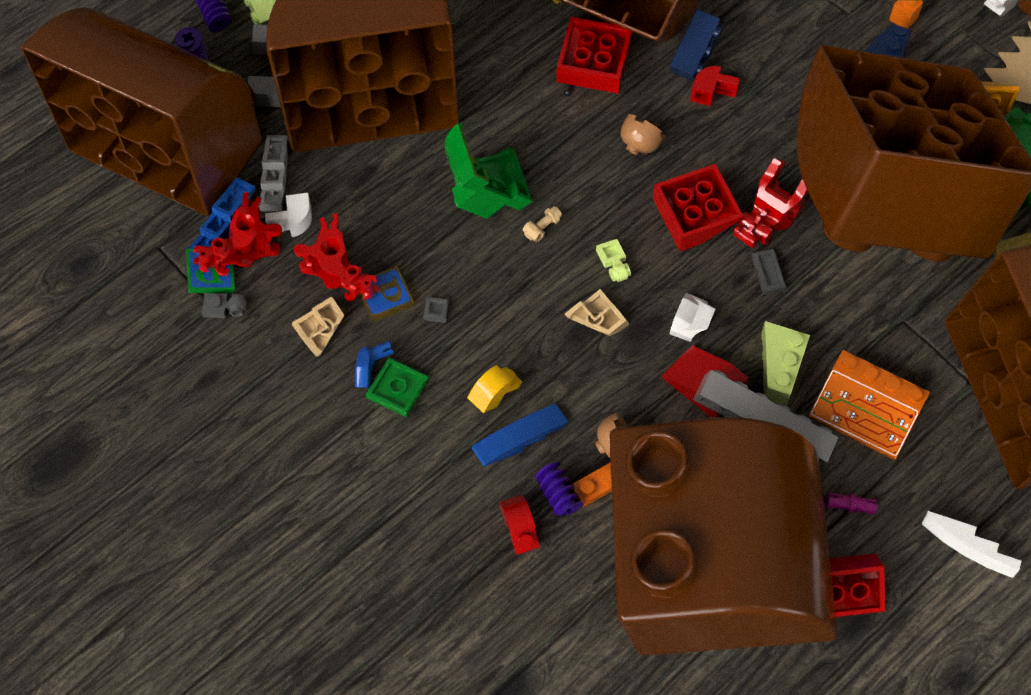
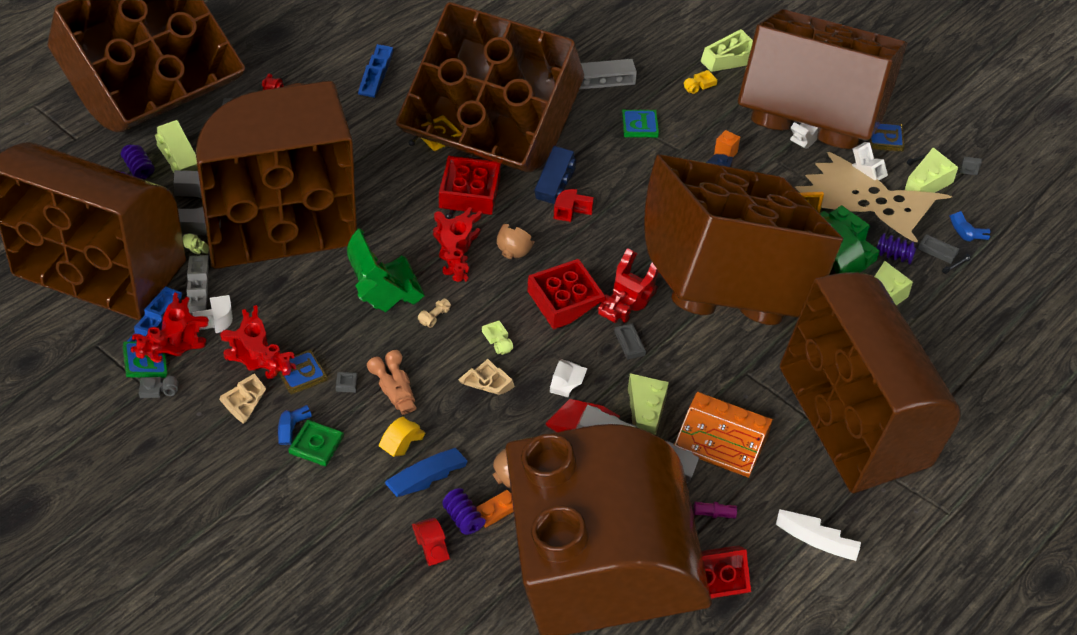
camera: 10 degrees left, 15 degrees down
(269, 122) = (195, 244): none -> yellowish green plate
(491, 318) = (396, 385): none -> nougat piece
(572, 130) = (455, 240): none -> red animal

